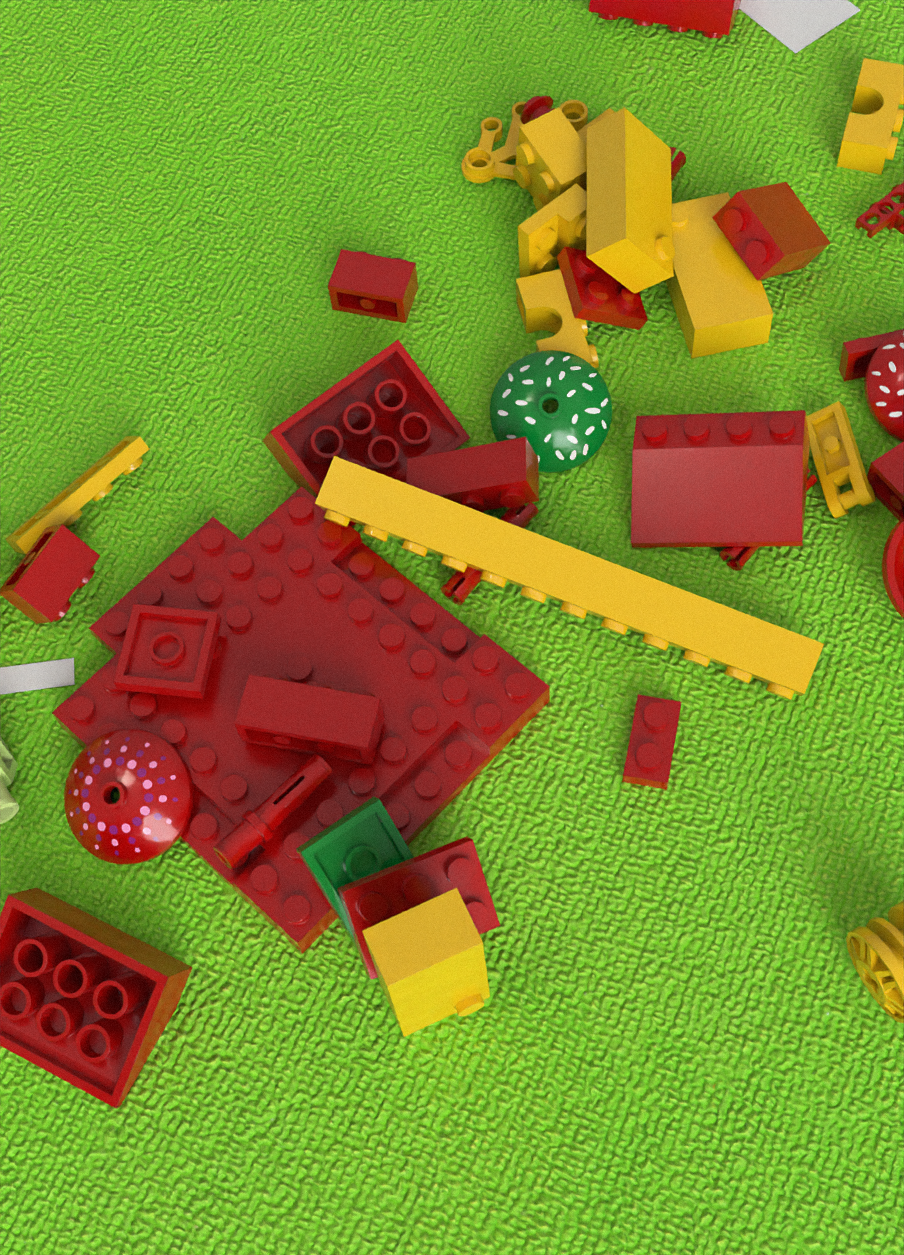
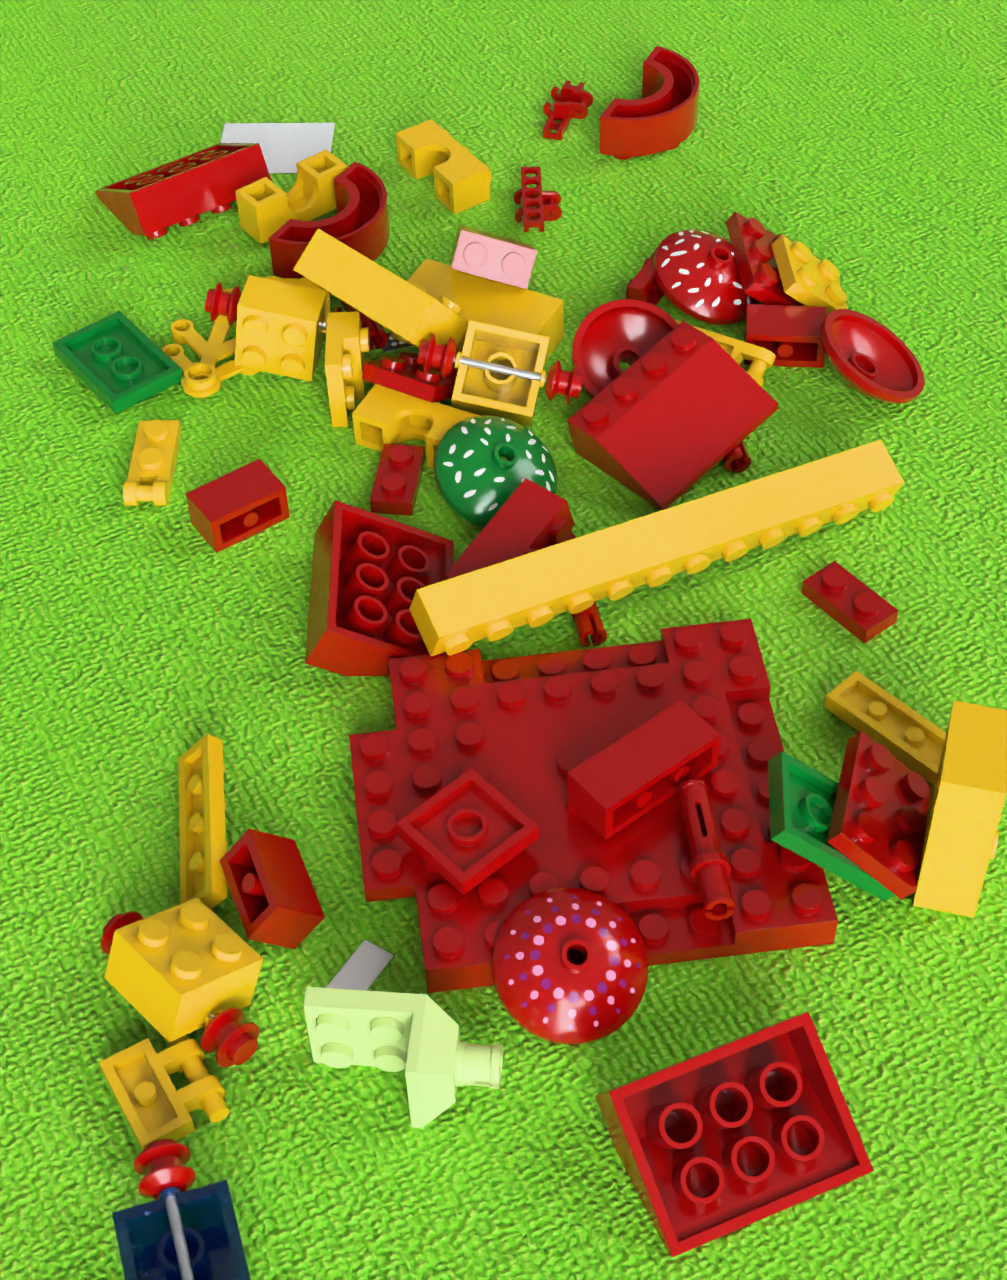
camera: 55 degrees left, 15 degrees down
(374, 206) = (153, 463): none -> yellow plate
(447, 105) = (117, 362): none -> green plate
(490, 359) = (397, 479): none -> red plate
(534, 885) = (889, 722): none -> yellow plate
(641, 333) = (500, 371): none -> yellow brick
(697, 62) = (267, 207): none -> yellow arch
(716, 127) = (359, 222): none -> red brick
(763, 374) = (616, 335): none -> red dish

